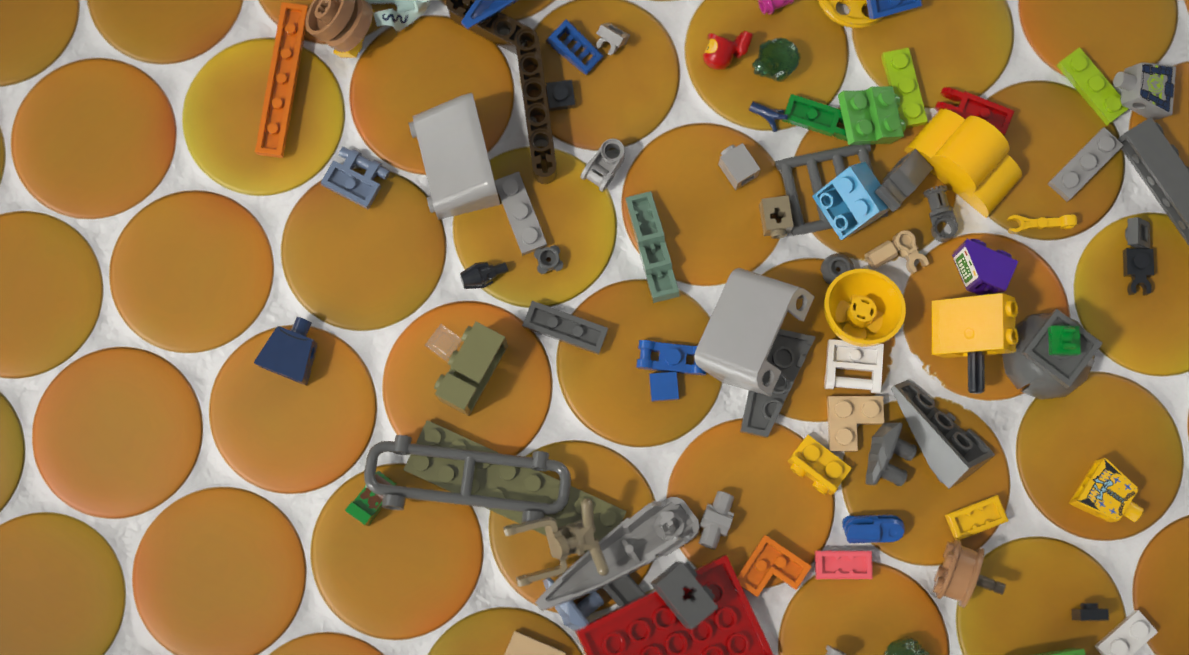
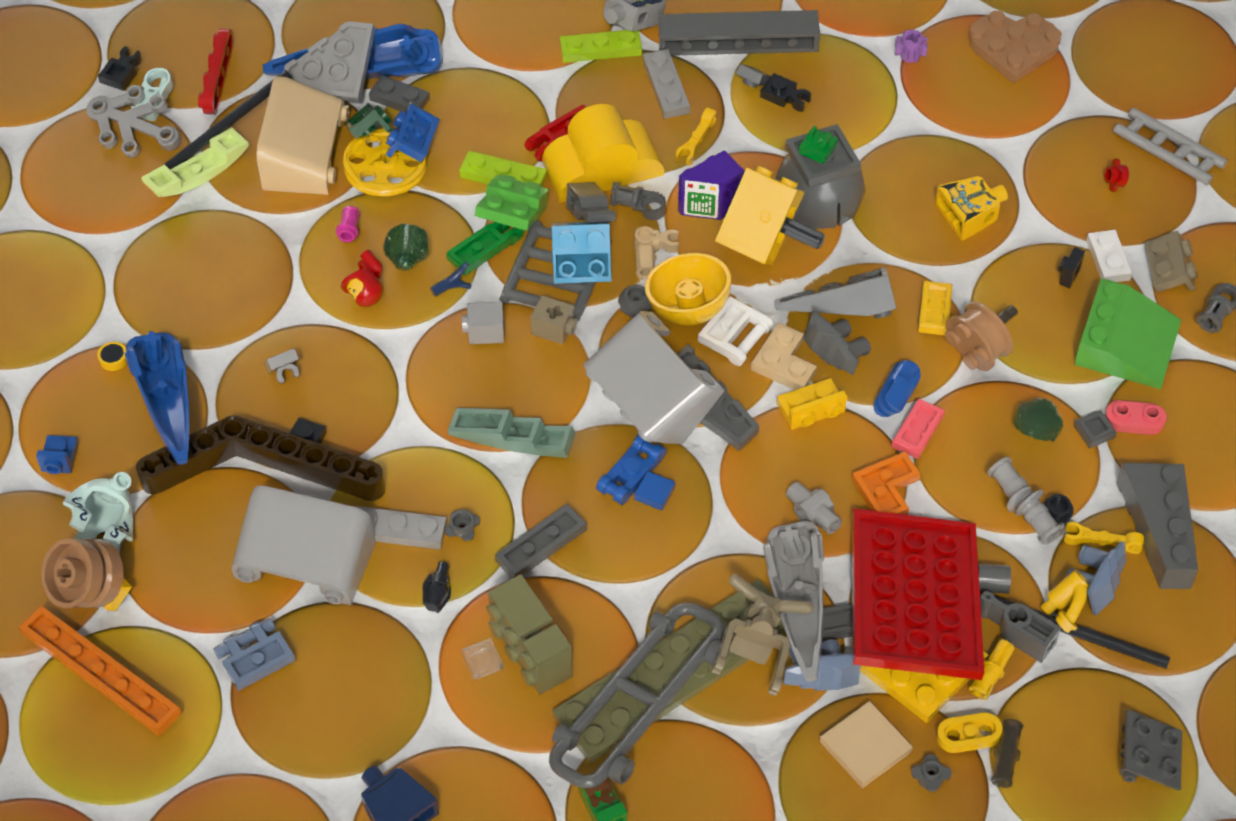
camera: 60 degrees left, 25 degrees down
(560, 47) = (267, 409): blue slope -> none
(602, 169) = (403, 432): light grey piece -> none
(669, 587) = (873, 550): dark grey brick -> none

